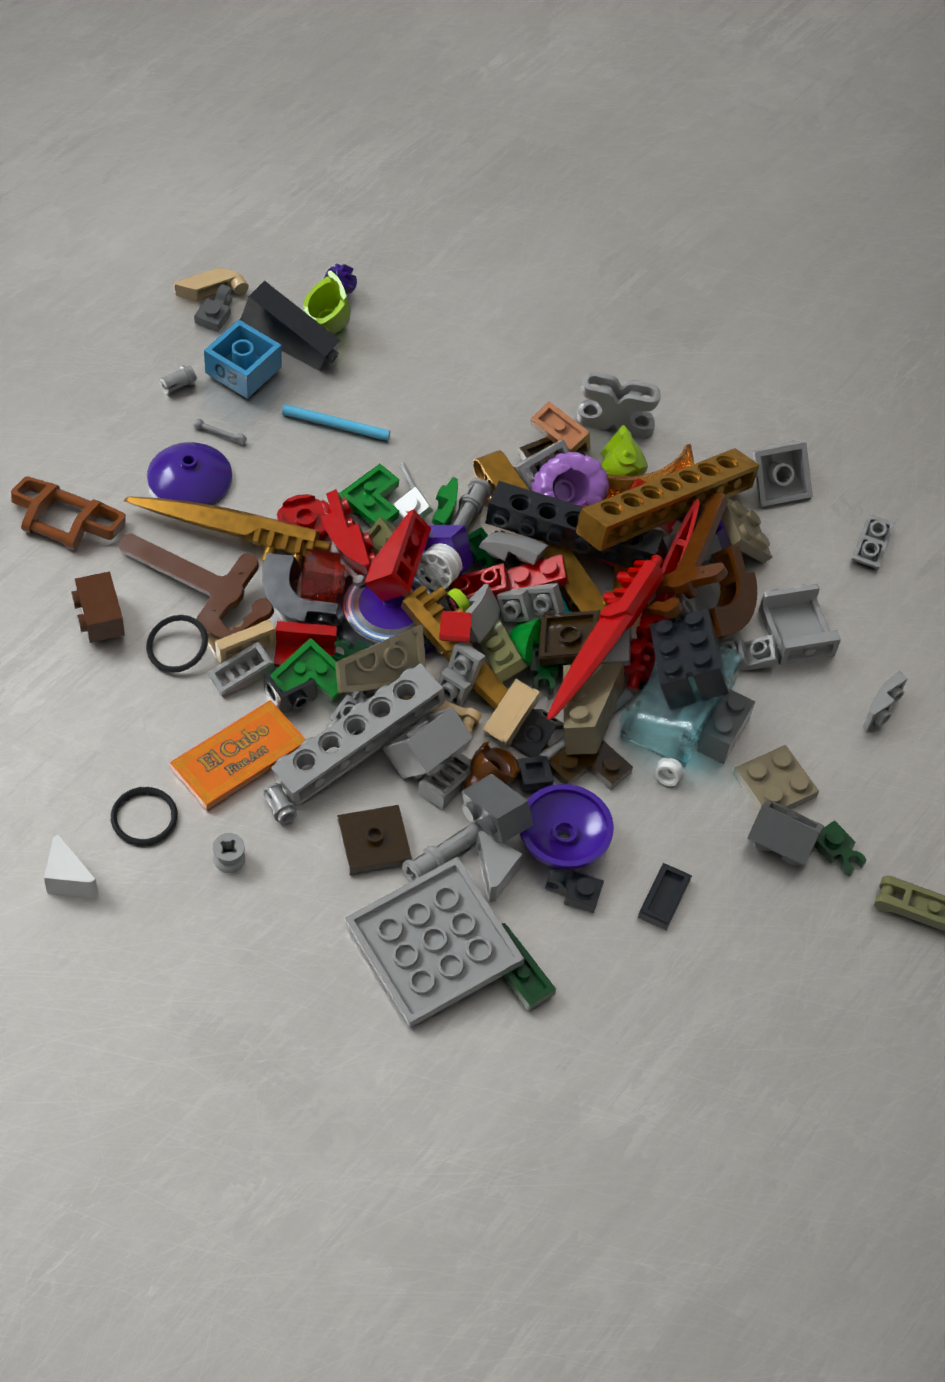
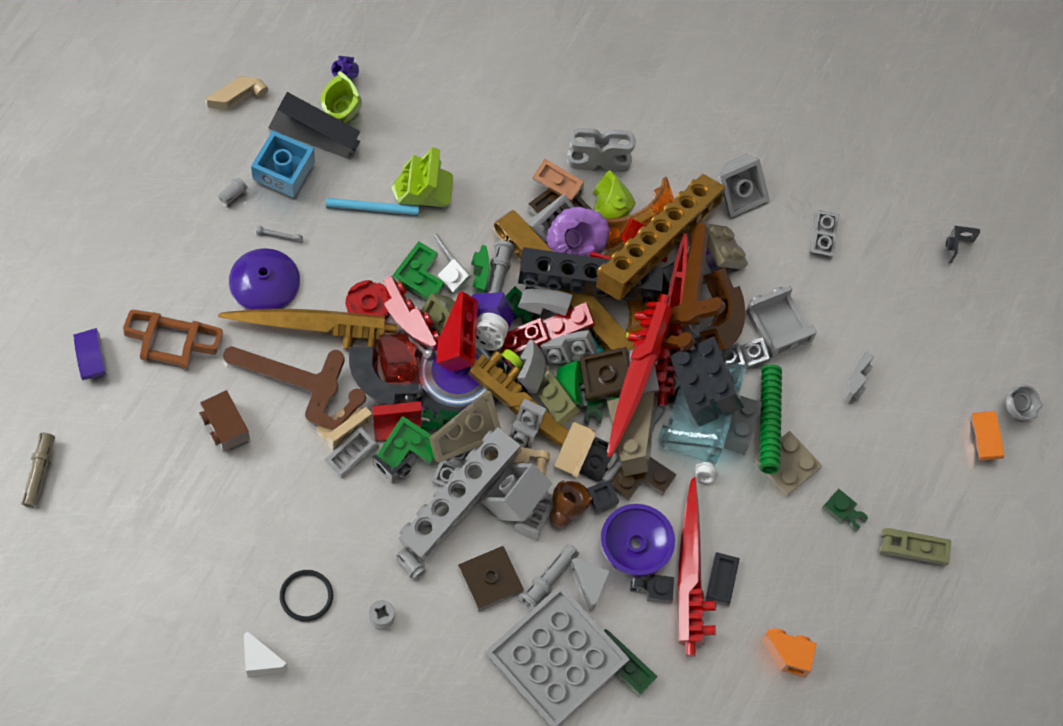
camera: 15 degrees left, 10 degrees up
(194, 661) = (309, 455): black tyre -> none
(215, 312) = (245, 119): dark grey plate -> none
(237, 754) = (367, 527): orange tile -> none
(402, 405) = (424, 181): none -> lime piece
(455, 626) = (517, 388): red slope -> none
(496, 808) = (582, 538): dark grey brick -> none
(620, 905) = (690, 592): none -> piece
(733, 994) = (790, 652): none -> orange slope
(763, 725) = (770, 419): none -> green piece
(785, 833) = (804, 509): dark grey brick -> none

